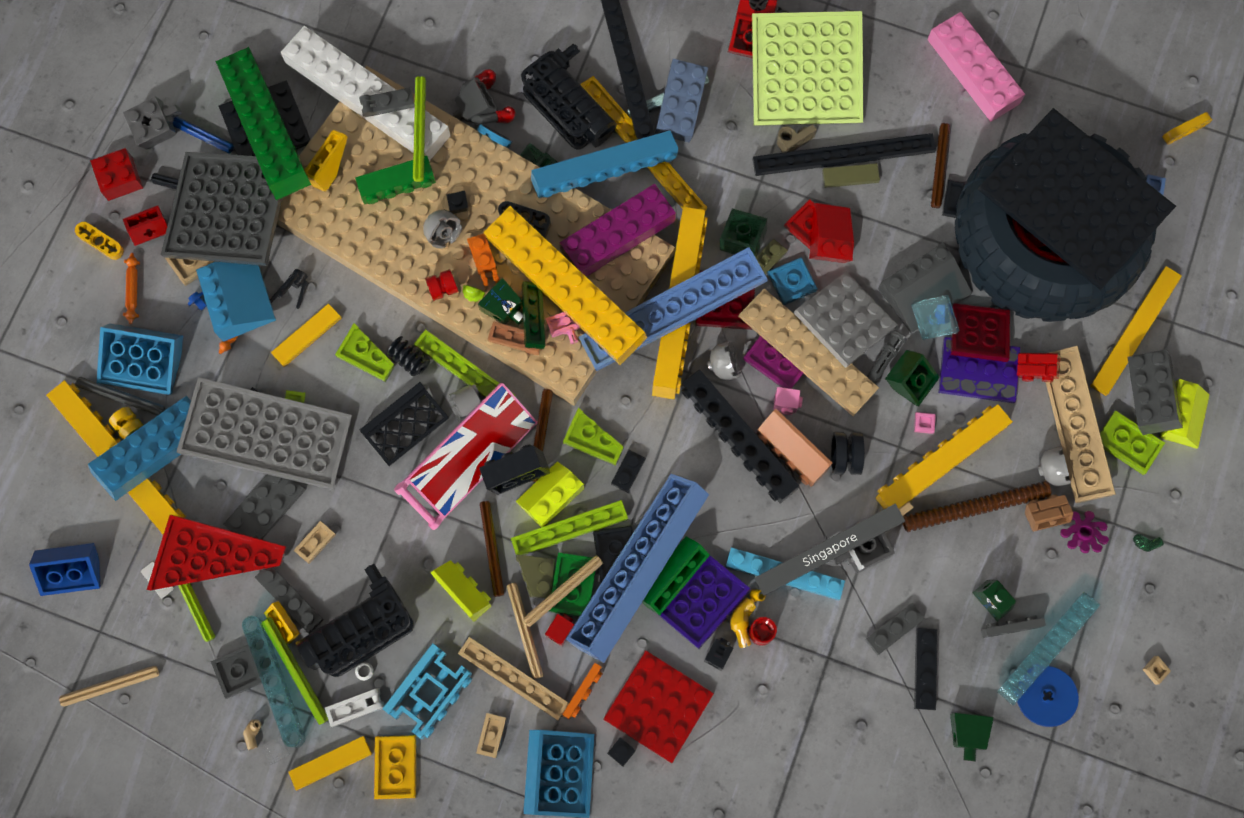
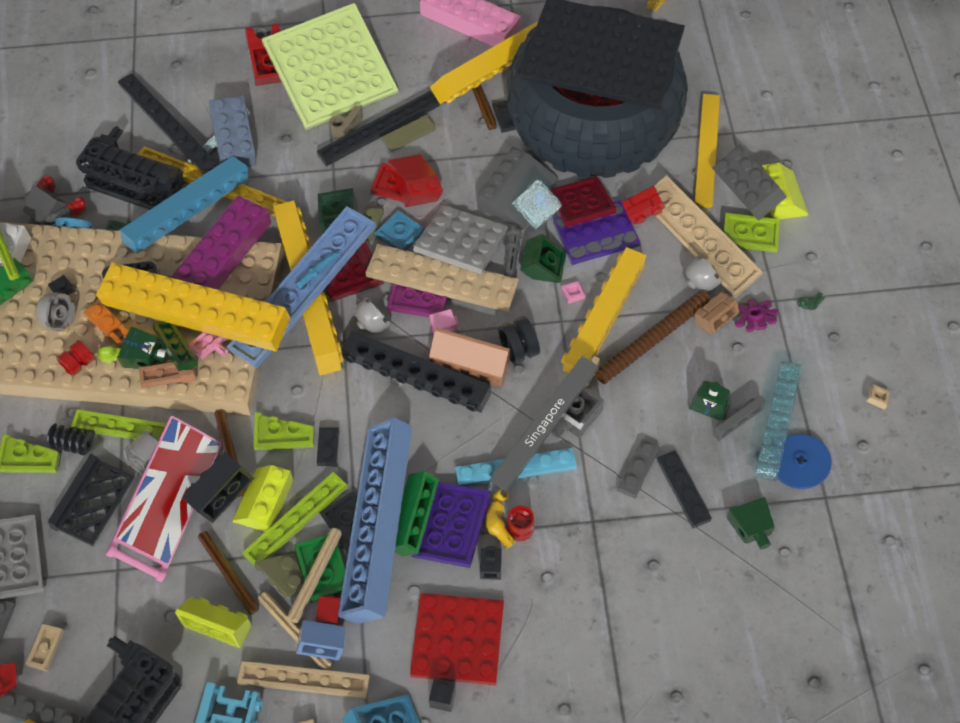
camera: 25 degrees left, 15 degrees down
(542, 653) = (321, 640): none -> medium blue brick
(583, 692) = (378, 658): orange plate -> none
(687, 302) = (313, 272): none -> dark azure piece
(975, 135) = (479, 69): none -> yellow brick

